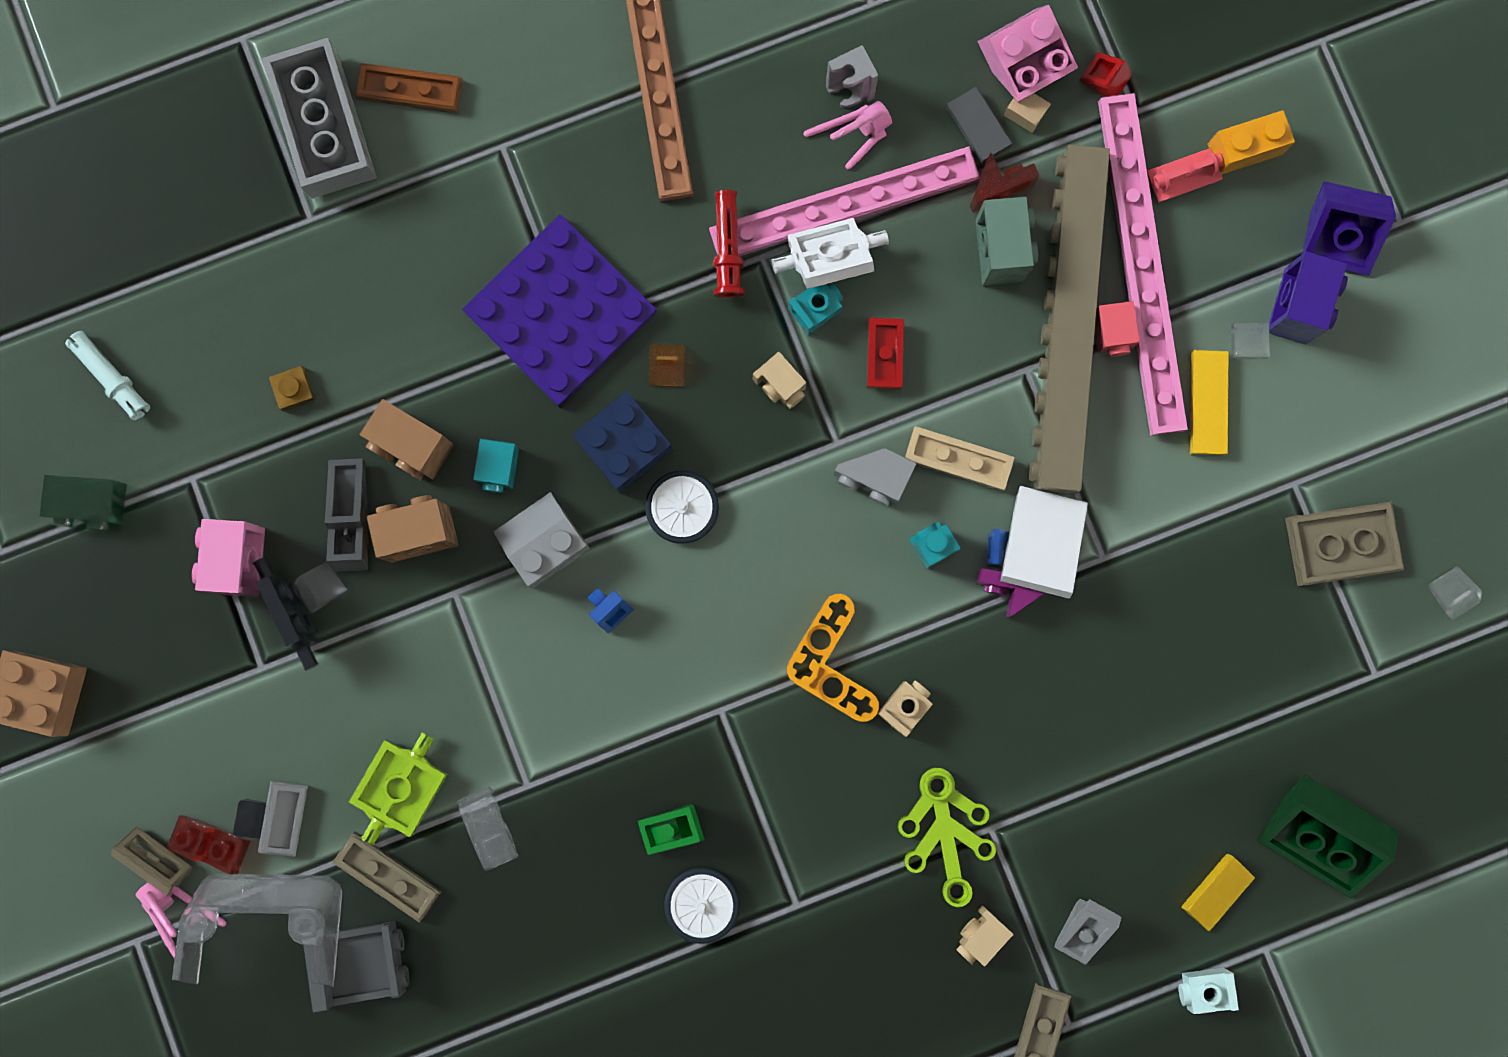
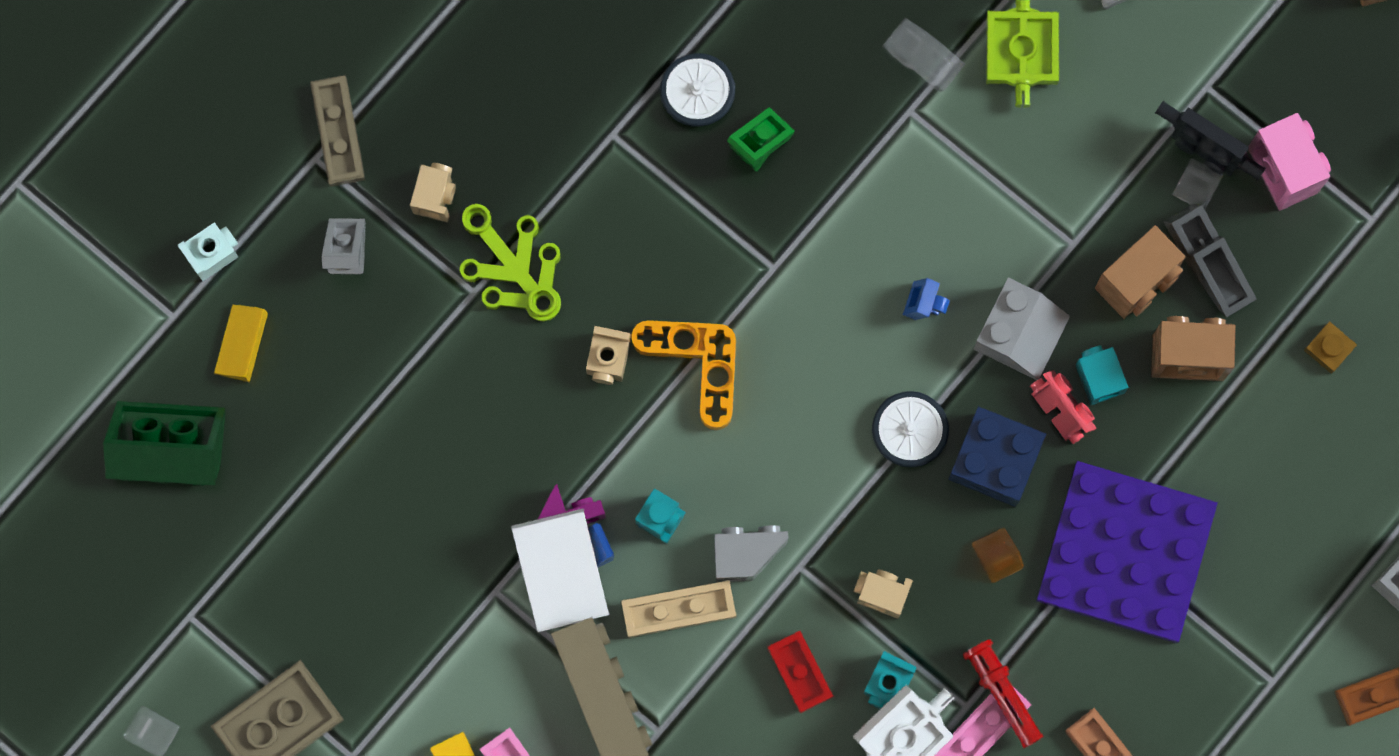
camera: 150 degrees right, 5 degrees down
(540, 443) = (1057, 394): none -> coral hinge

